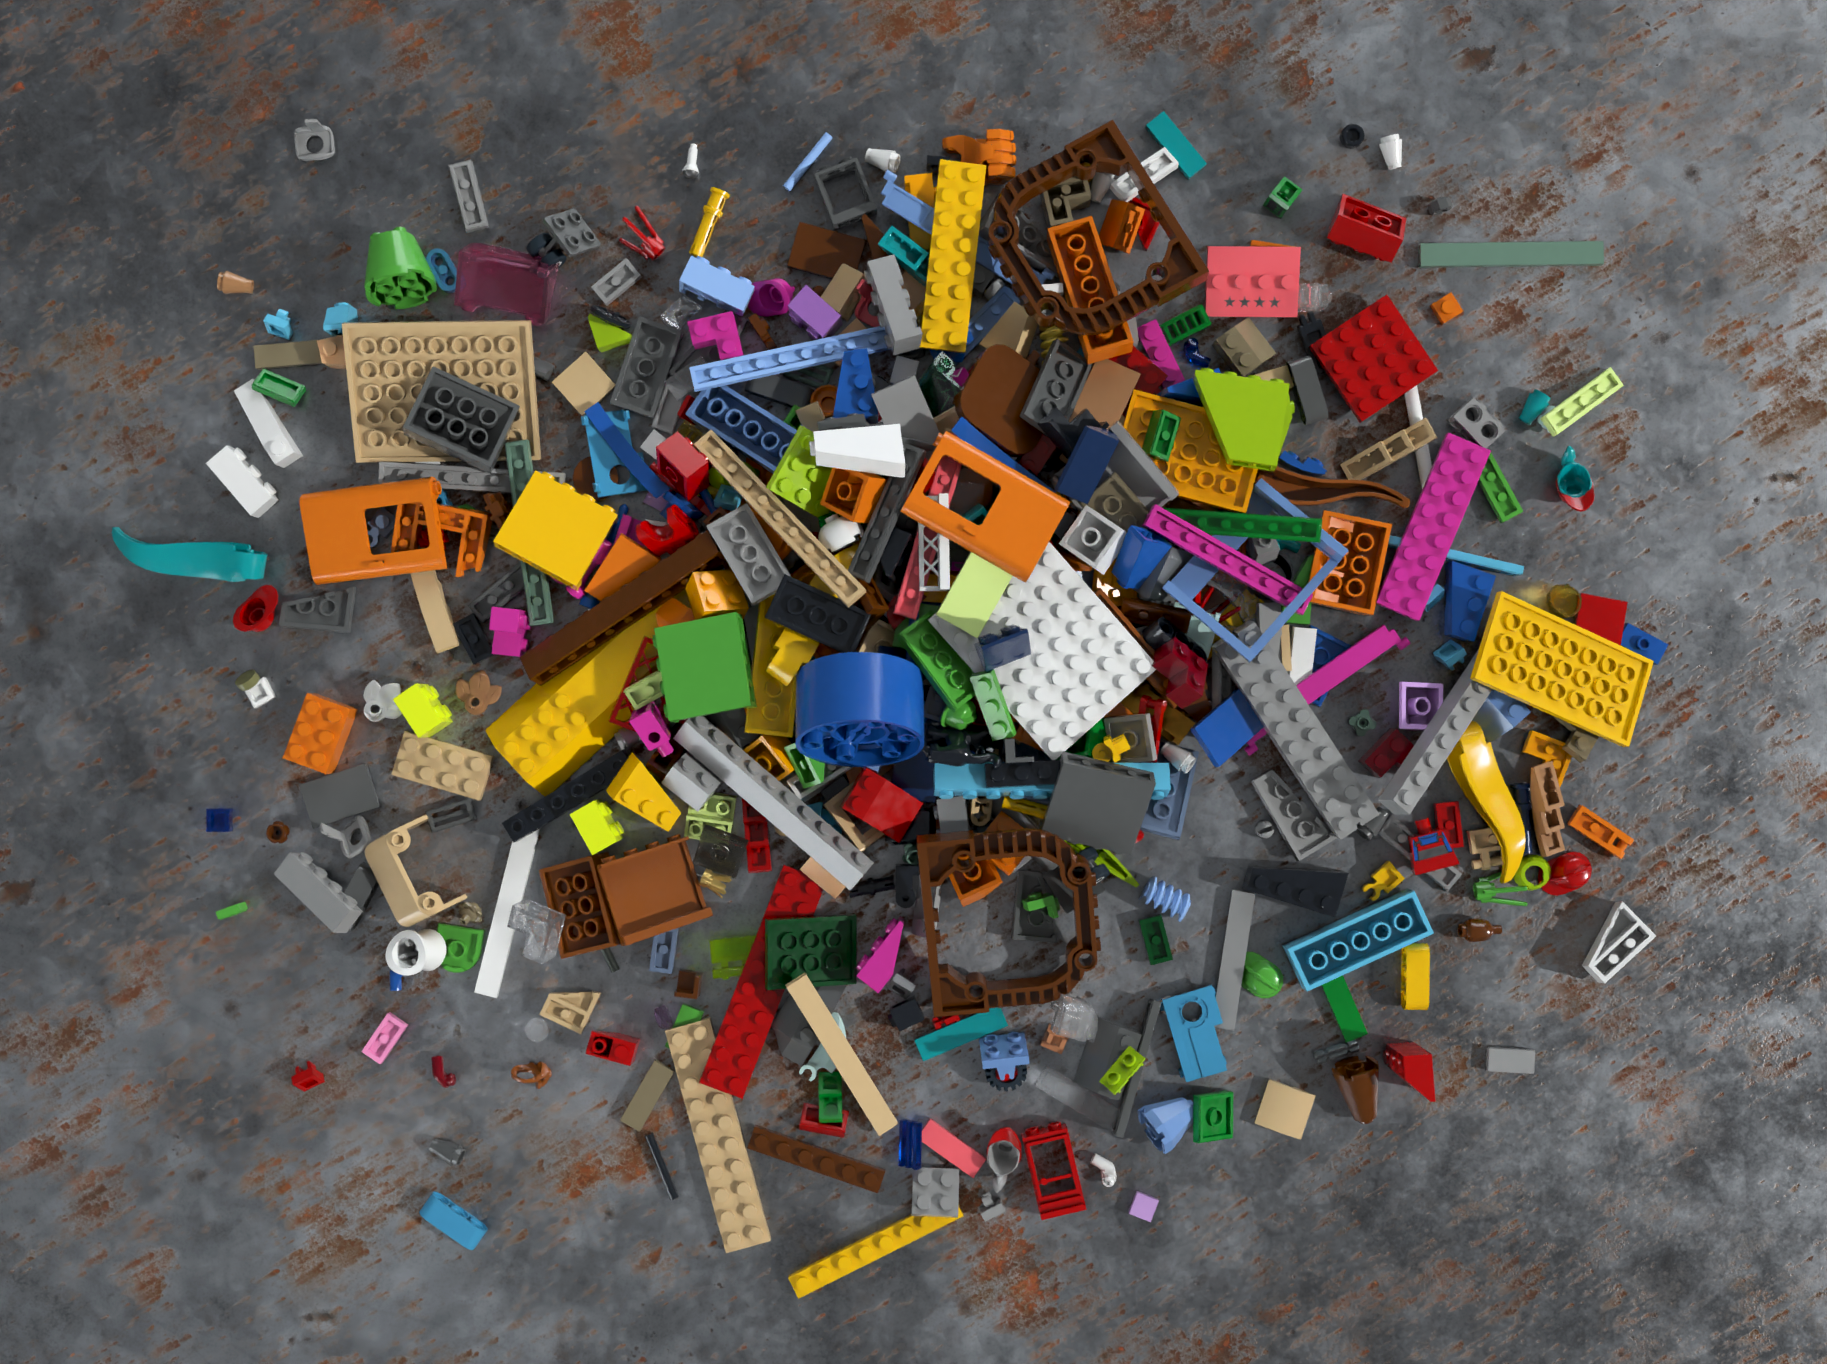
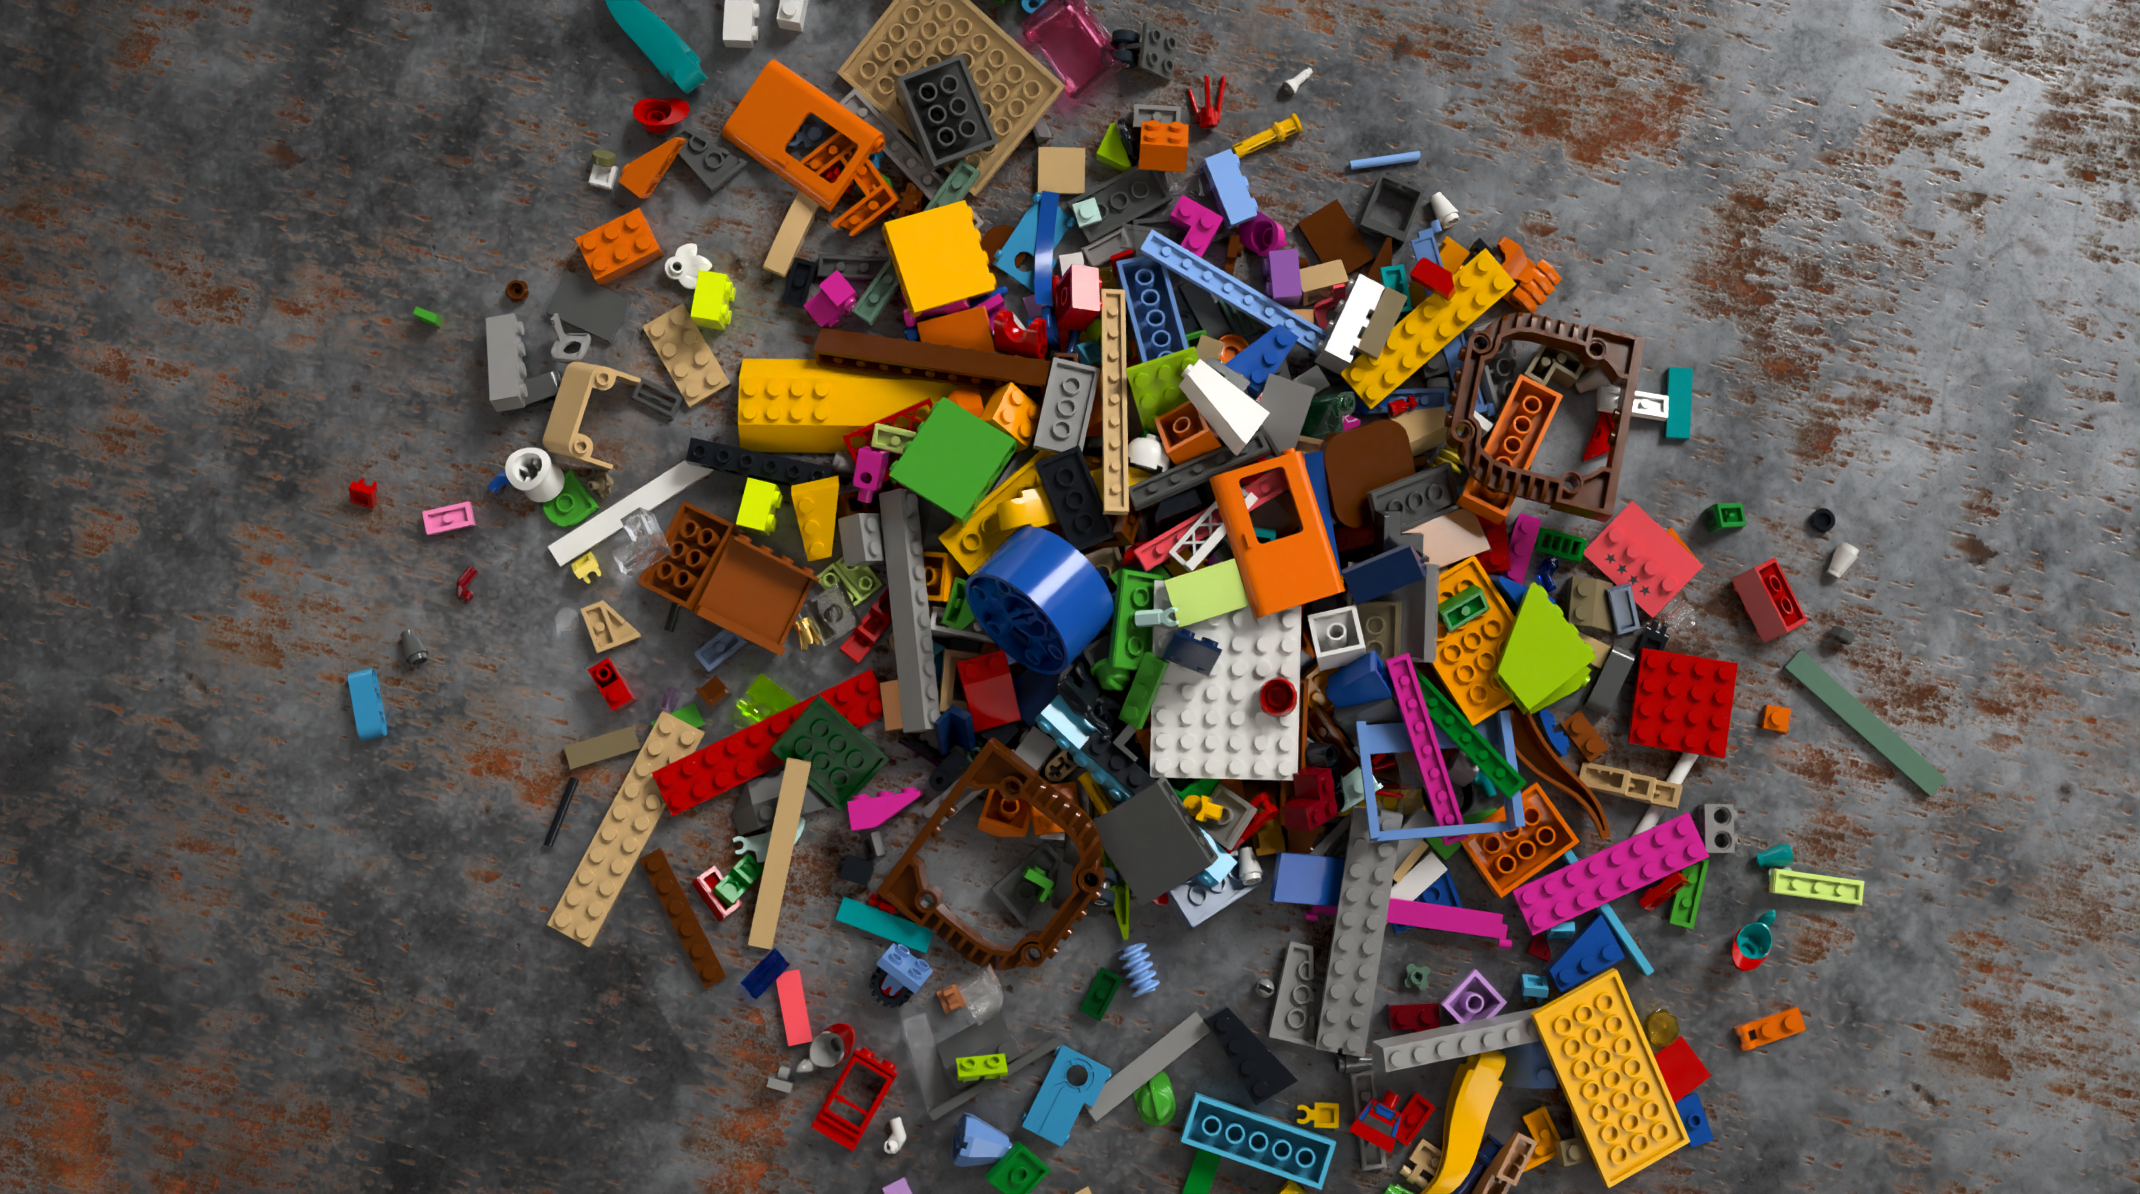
camera: 40 degrees right, 5 degrees down
(219, 820) = (483, 241): clear blue plate -> none
(288, 662) = (646, 171): none -> orange slope
(477, 689) = (767, 323): medium nougat plate -> none
(513, 981) = (585, 565): none -> light yellow tile
(540, 1071) = (539, 651): dark orange piece -> none
(631, 397) = (1086, 212): none -> light aqua plate
(641, 298) = (1163, 146): none -> orange brick
(865, 1251) = (665, 1028): yellow plate -> none
(882, 852) = (953, 728): none -> dark blue panel
(916, 282) = (1381, 323): none -> dark tan tile
(924, 215) = (1434, 278): none -> red piece
(935, 1192) = (749, 1029): light grey plate -> none
(954, 646) = (1155, 617): none -> light aqua bar
(983, 329) = (1400, 406): none -> red piece
(1092, 621) = (1278, 697): none -> red hair
(1121, 225) = (1579, 424): orange panel -> none
(1270, 329) = (1623, 608): none -> sand blue tile
(1324, 446) = (1583, 736): none -> dark orange plate
(1428, 624) = (1539, 948): none -> dark red tile
(1477, 512) = (1656, 896): none -> red plate
(1637, 530) = (1770, 1028): none -> orange plate

